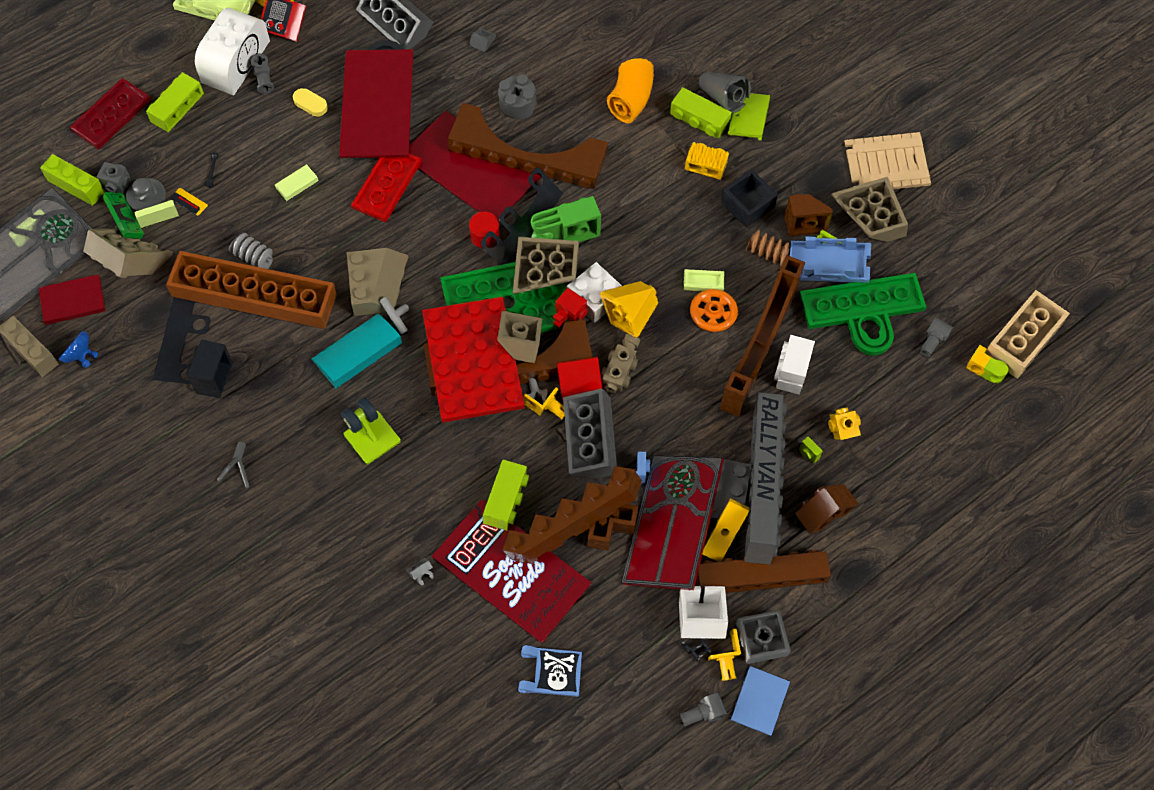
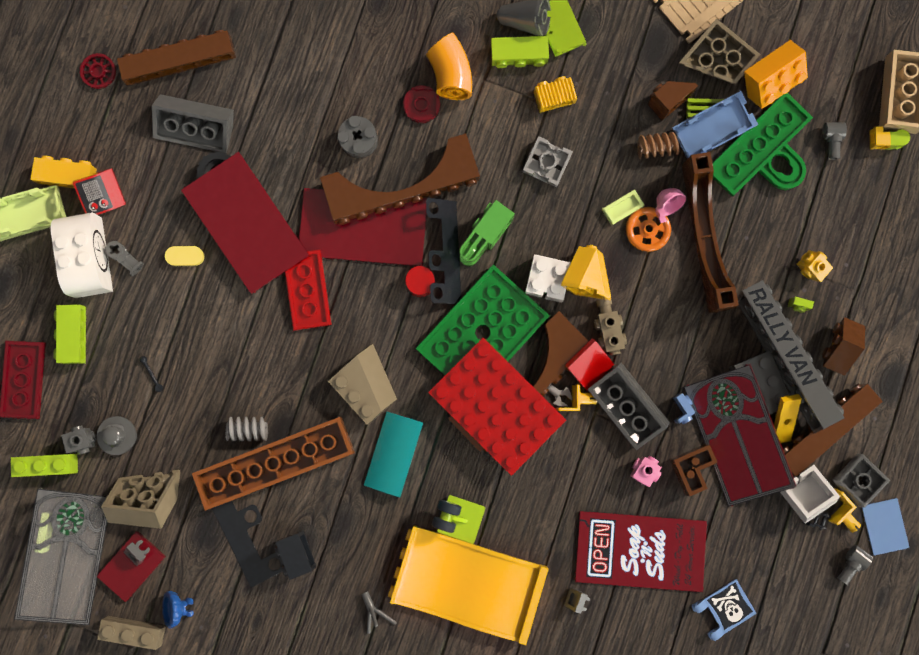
camera: 35 degrees left, 20 degrees up
(83, 286) = (135, 554): none -> dark grey tile
(123, 215) = (113, 468): green tile -> none
(156, 213) = (139, 447): yellowish green tile -> none
(188, 201) = (154, 415): sticker -> none
(296, 182) = (231, 339): yellowish green tile -> none
(336, 494) = (468, 584): none -> yellow panel
(395, 314) = (402, 405): light grey piece -> none
(482, 39) = (284, 96): dark grey slope -> none
(505, 495) = (599, 498): lime brick -> none
(520, 335) = (523, 363): dark tan slope -> none
(544, 263) = (497, 287): dark tan wedge -> none
(565, 491) = (639, 470): none -> bright pink brick
(570, 307) = (541, 308): red brick -> none
(573, 516) = (669, 489): reddish brown brick -> none
(589, 107) = (421, 104): none -> dark red tile
(665, 203) = (548, 158): none -> light grey brick
(746, 297) = (669, 202): none -> bright pink piece
(749, 198) = (614, 110): black piece -> none
(793, 364) = (747, 240): white piece -> none
(913, 249) = (776, 74): none -> light orange brick

